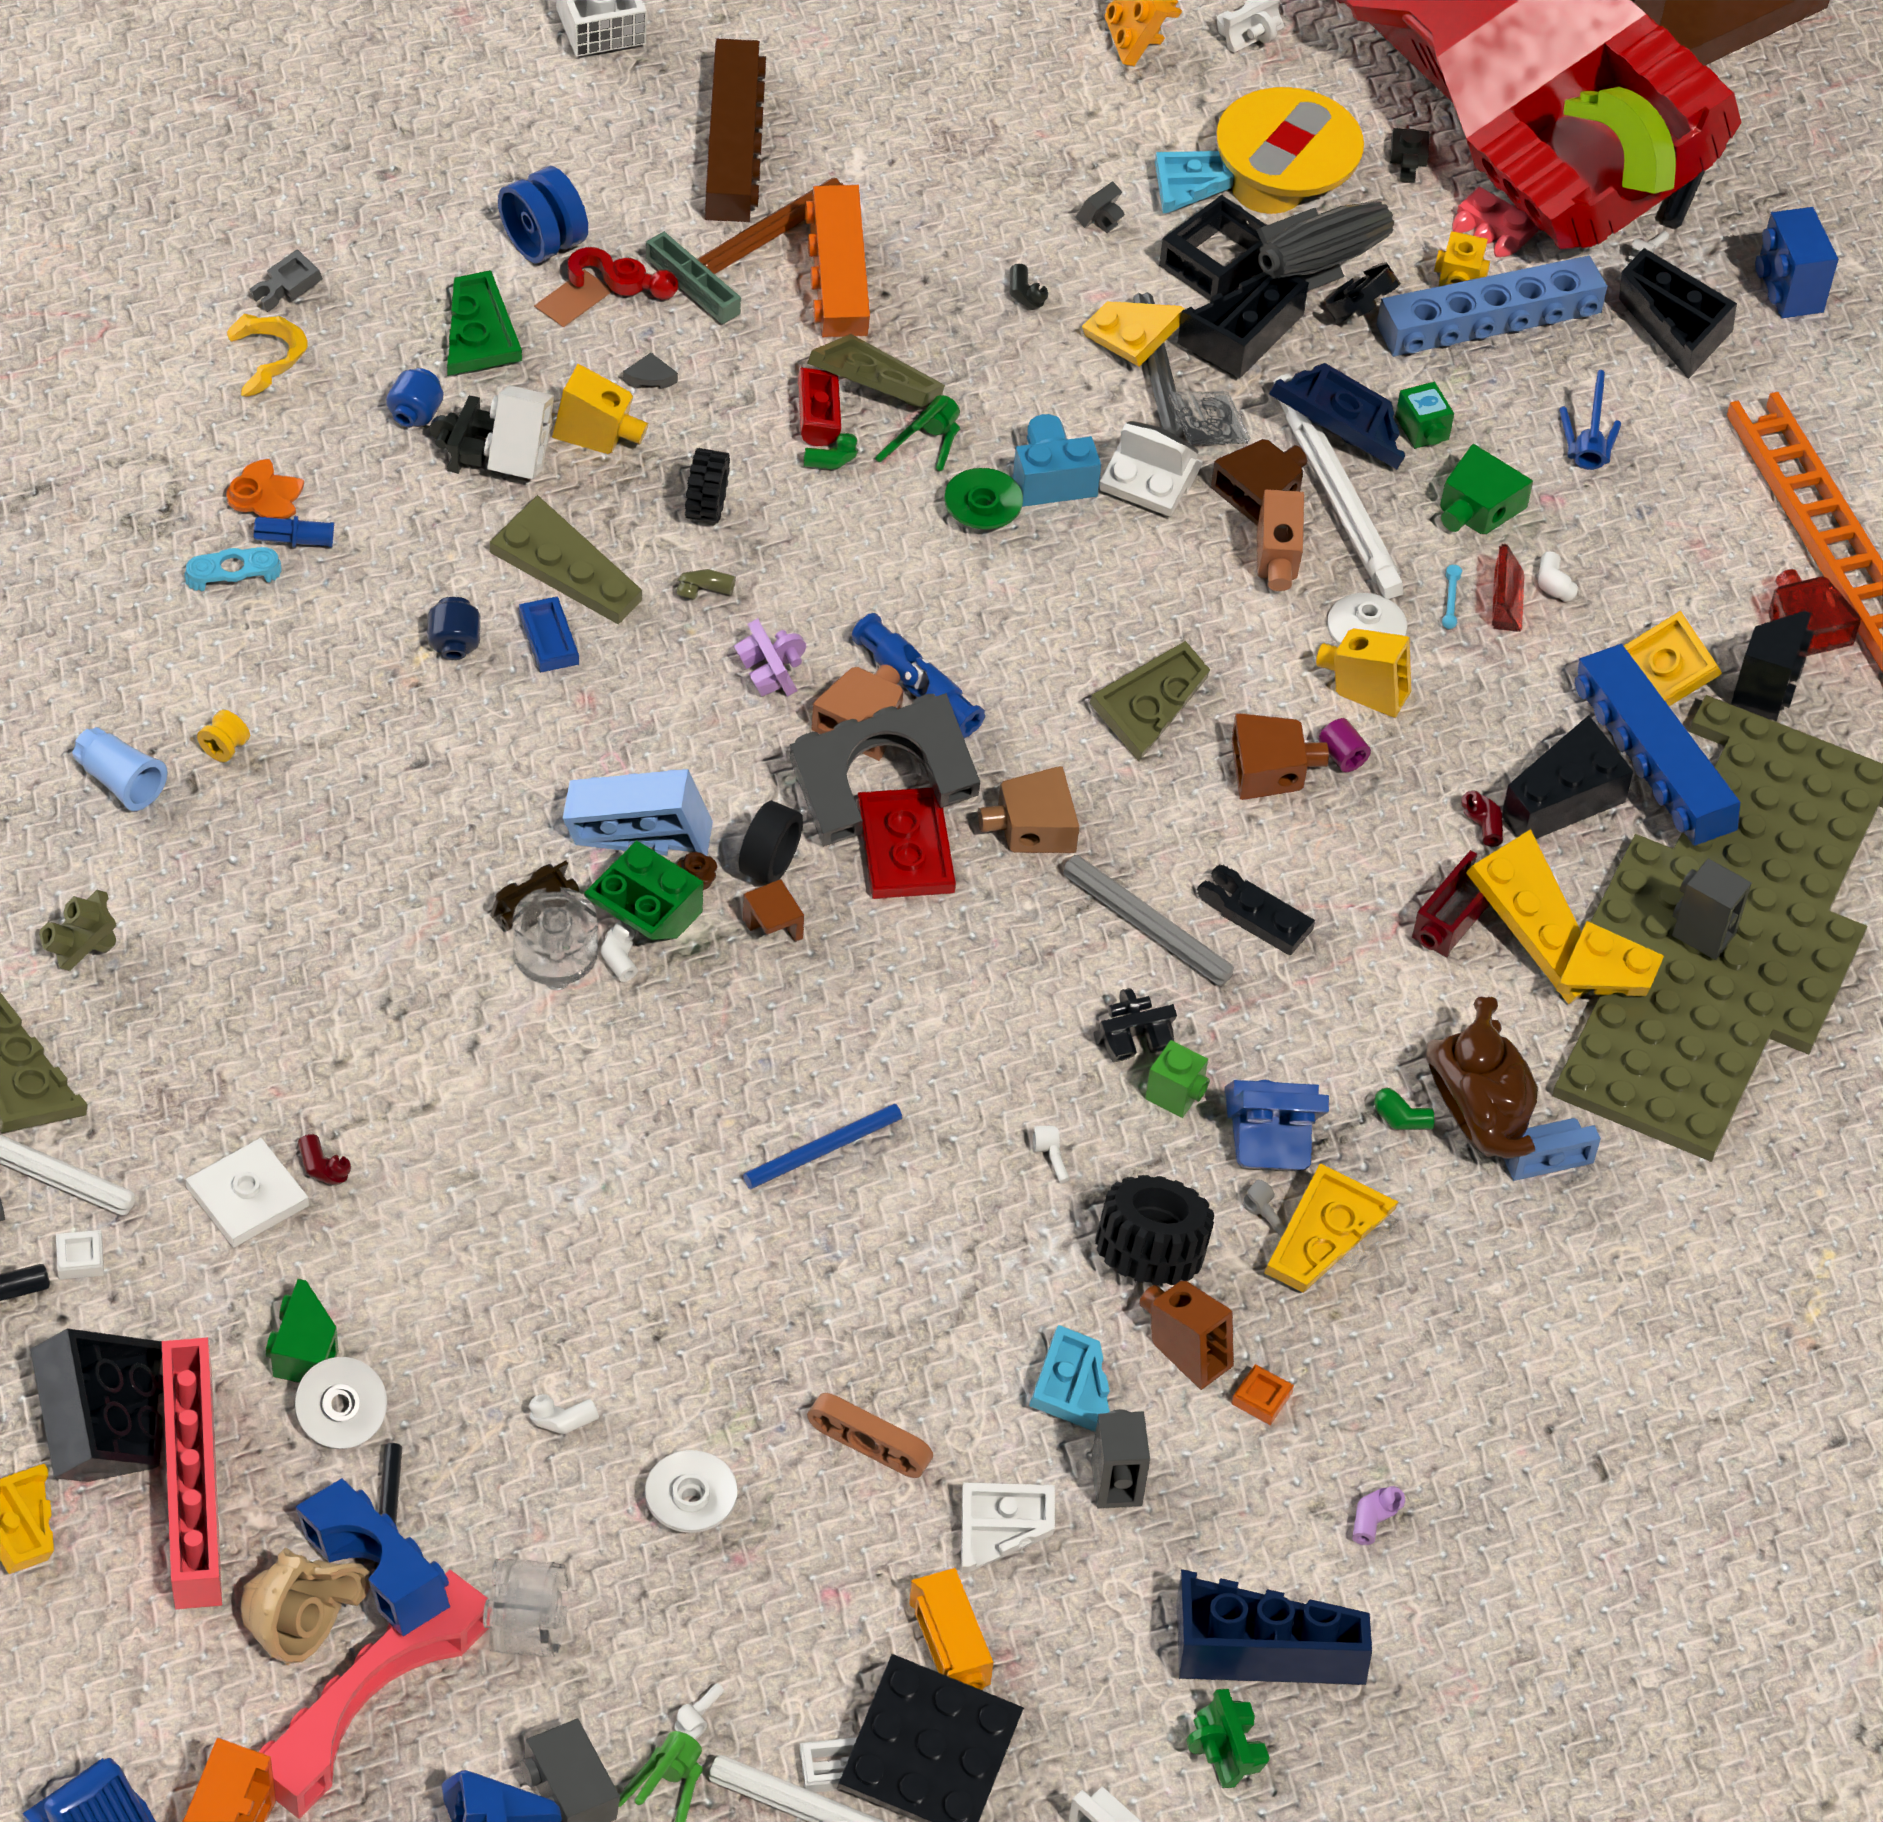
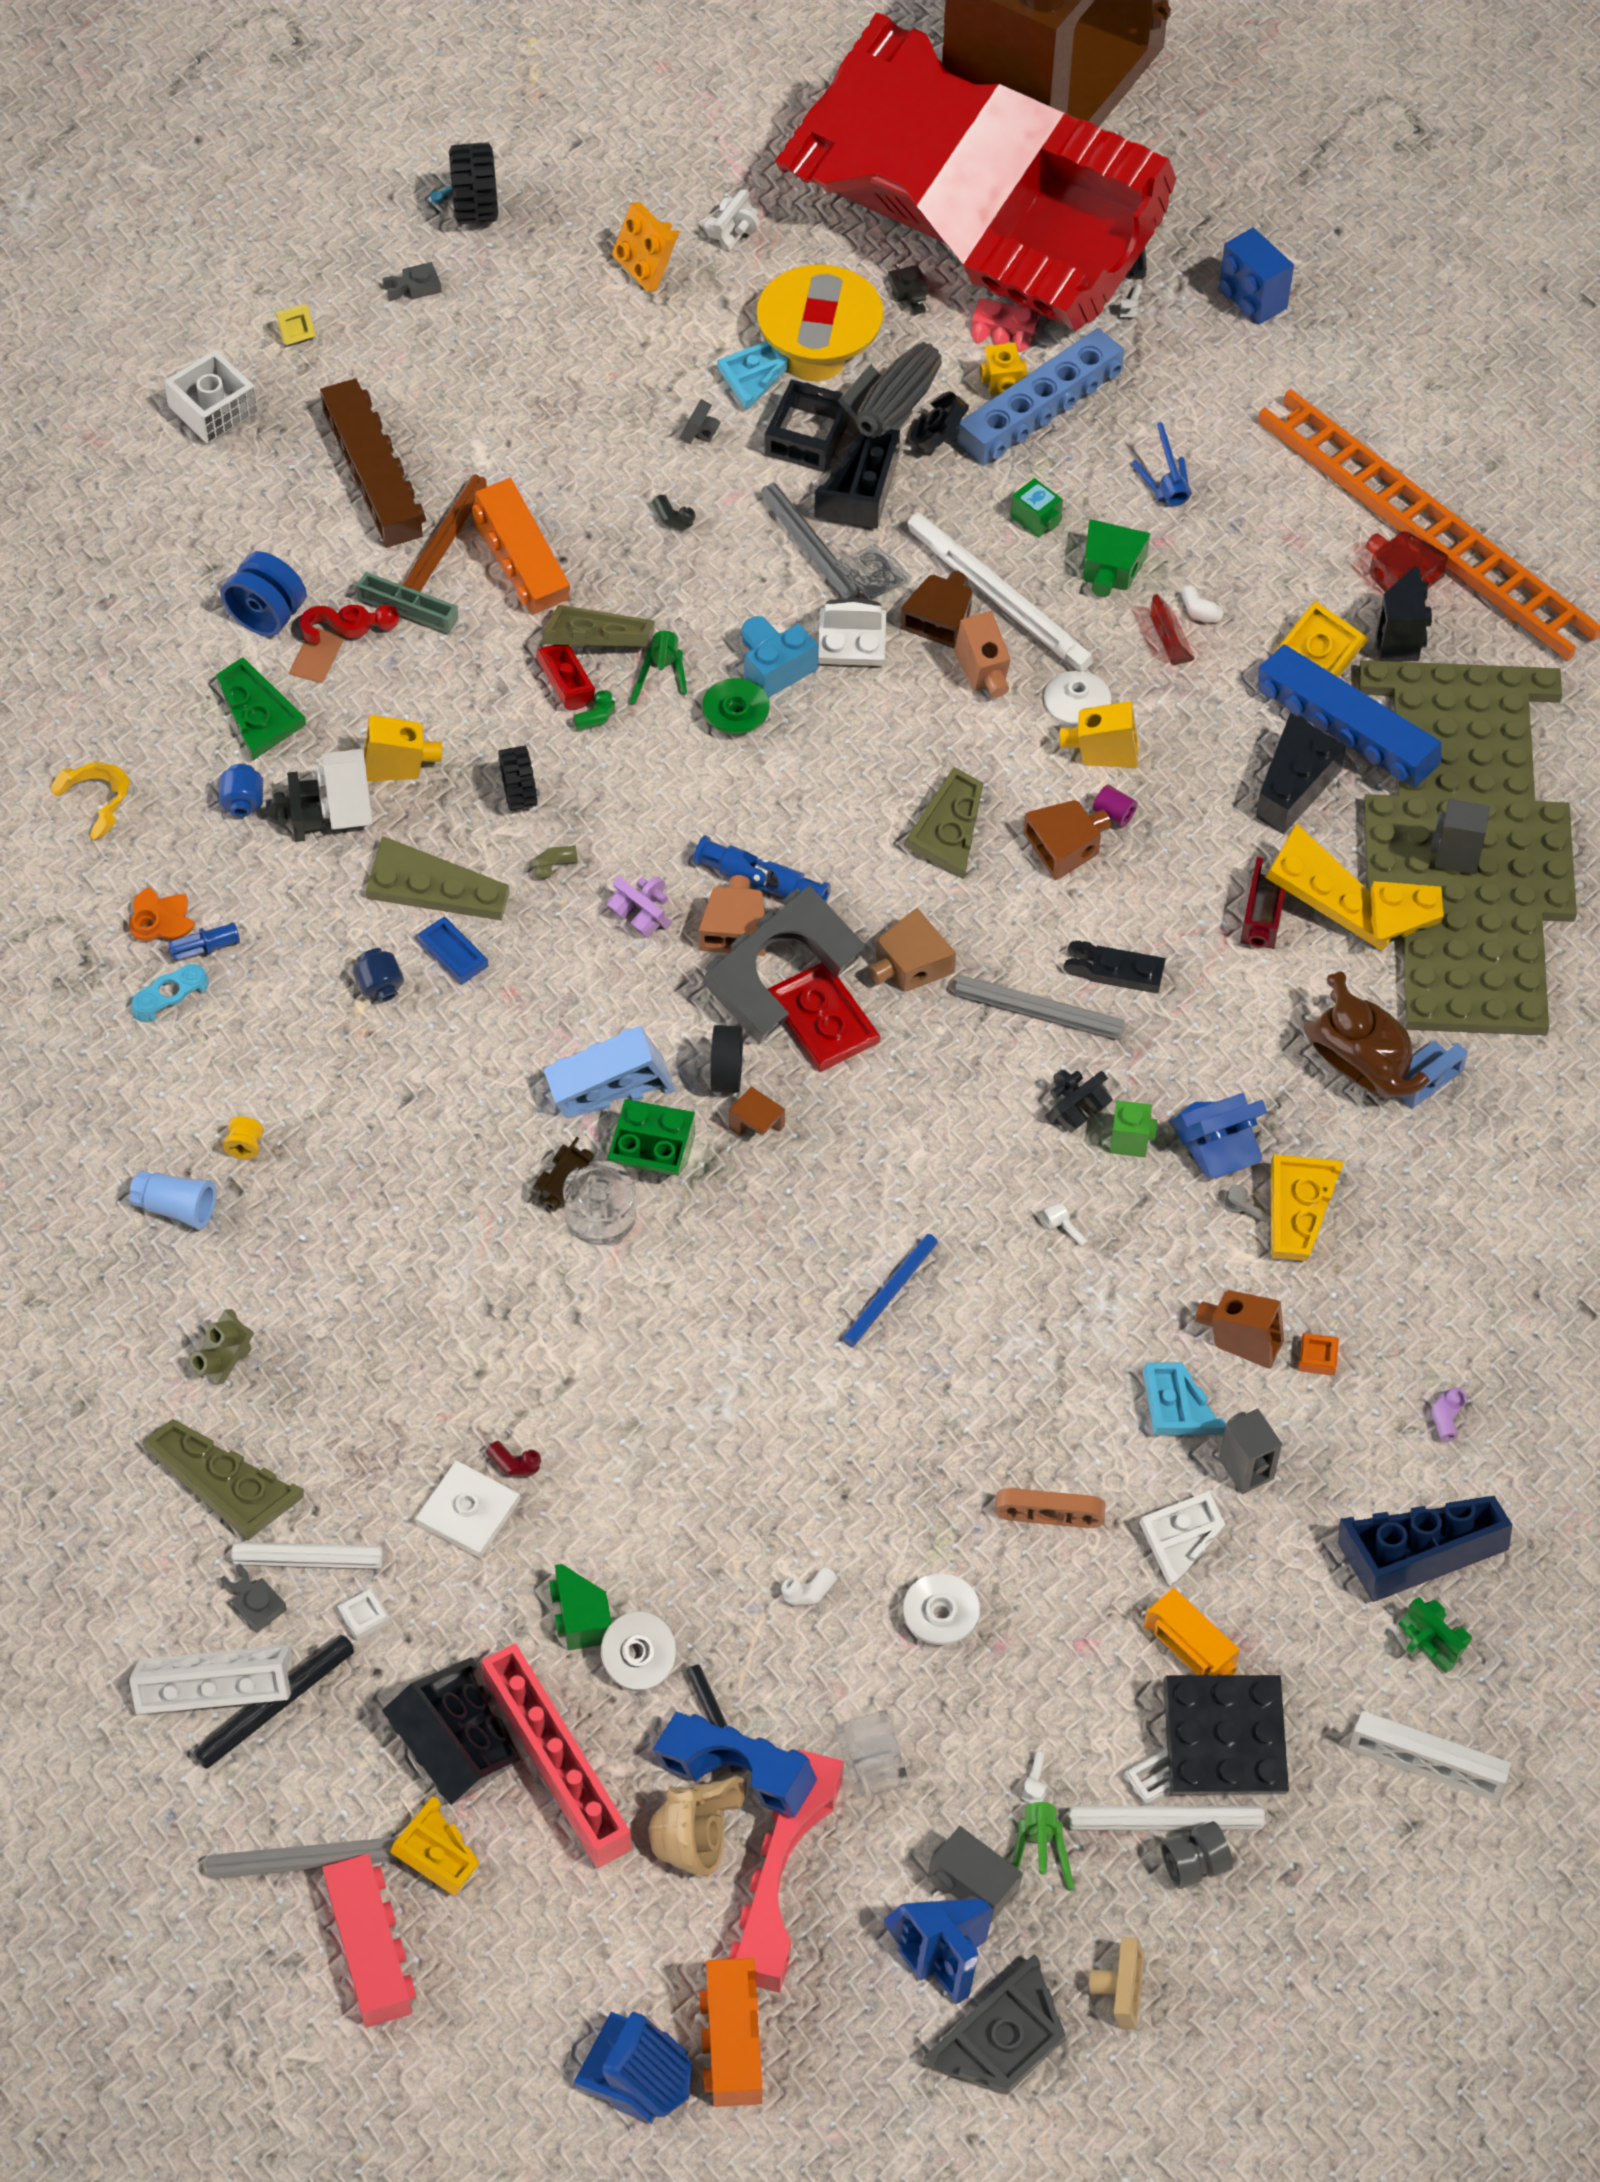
camera: 20 degrees left, 5 degrees up
(288, 277) = (79, 723): dark grey plate -> none
(616, 951) = (648, 1194): white arm -> none
(650, 372) = (415, 696): dark grey tile -> none
(705, 863) = (679, 1094): reddish brown plate -> none
(1133, 328) = (777, 518): yellow wing -> none
(1154, 1230) = (1181, 1258): black tyre -> none
(1345, 409) = (976, 526): dark blue wing -> none
(1400, 1114) = (1305, 1089): green arm -> none
(1453, 574) = (1121, 631): medium azure hinge -> none
(1486, 814) = (1247, 821): dark red arm -> none
(1641, 130) = (1102, 210): lime arch -> none
(1676, 309) = (1183, 349): black wedge -> none

